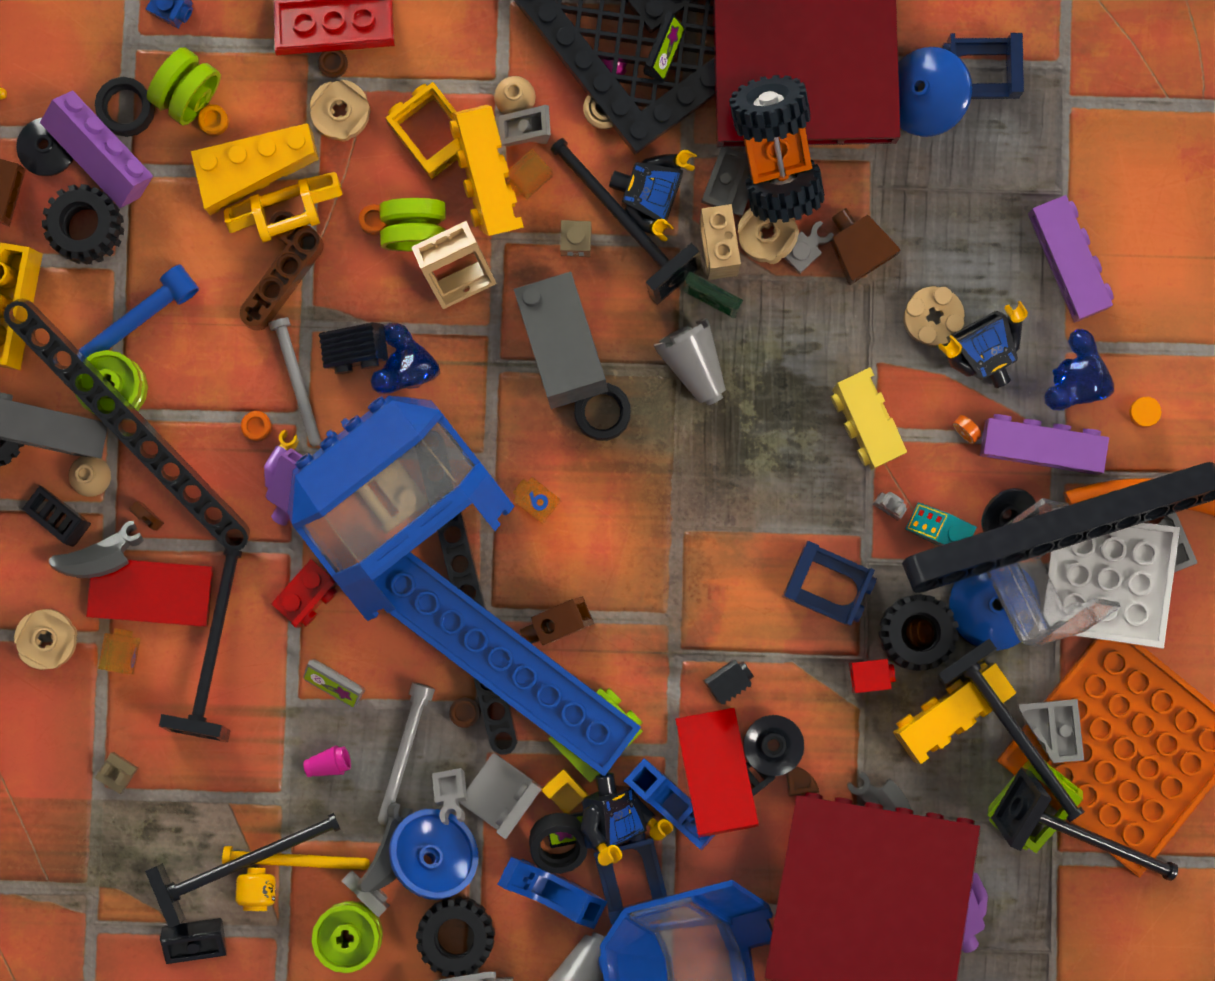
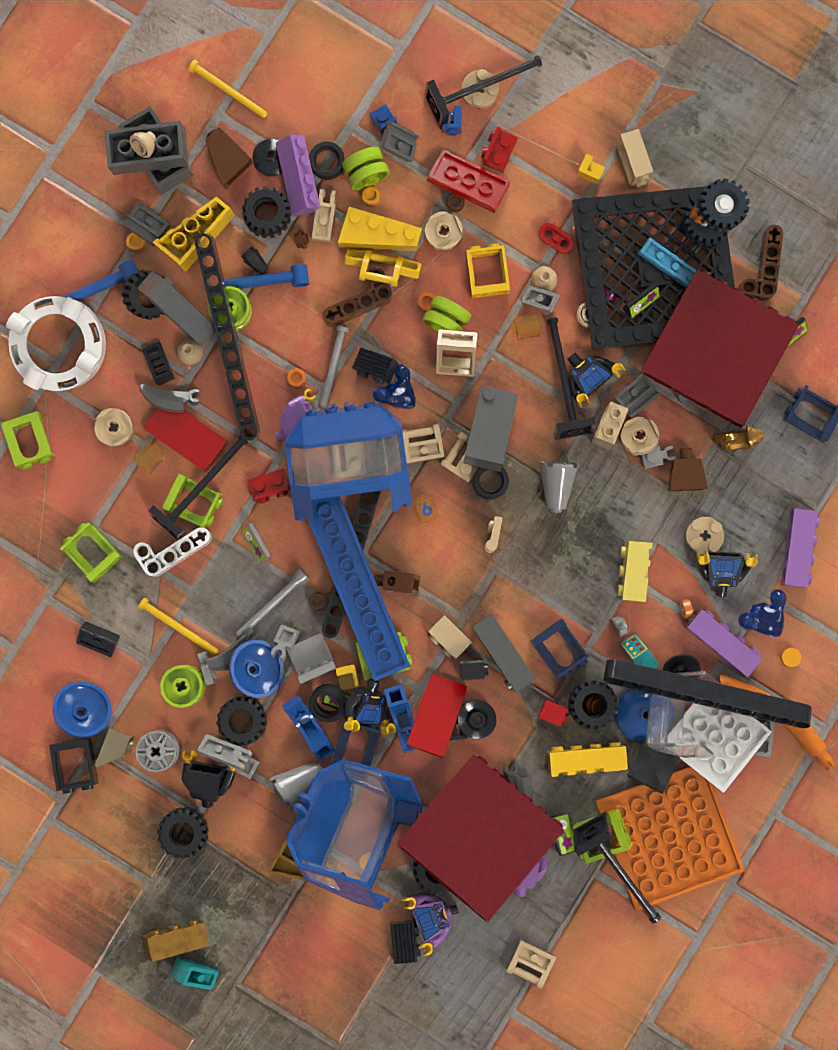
camera: 25 degrees right, 0 degrees up
(83, 839) = (70, 548): none -> lime panel
(105, 299) = (255, 260): none -> black cone
(116, 772) = (109, 522): dark tan tile -> none
(144, 513) = (207, 391): reddish brown tile -> none
(152, 234) = (301, 239): none -> reddish brown plate
(167, 187) = (324, 218): none -> tan hinge
(169, 893) = (100, 605): black tile -> none
(182, 677) = (175, 492): none -> lime panel
(208, 23) = (399, 141): none -> dark grey plate
(228, 755) = (175, 548): none -> white beam
(255, 890) = (148, 631): yellow head -> none
(329, 762) = (228, 585): dark pink cone -> none
(484, 170) = (503, 311): yellow wedge -> none
(488, 421) = (426, 449): none -> tan plate
(498, 31) = (557, 236): none -> red plate
(554, 419) = (462, 470): none -> tan plate
(576, 238) = (532, 377): dark tan brick -> none
(646, 474) = (493, 528): none -> tan plate
(671, 656) = (449, 637): none -> tan brick
(712, 295) = (588, 452): clear green tile -> none
(757, 635) = (503, 654): none -> dark grey brick
(773, 123) = (676, 379): black plate -> none
(800, 781) = (479, 748): reddish brown tile -> none
(904, 158) = (739, 439): none -> pearl gold animal
(945, 91) = (783, 416): blue dish -> none
(970, 667) = (609, 740): black tile -> none
(991, 841) = (565, 843): none -> slope
(1049, 671) = (653, 768): none -> black brick
(1056, 728) = (638, 802): light grey wing -> none

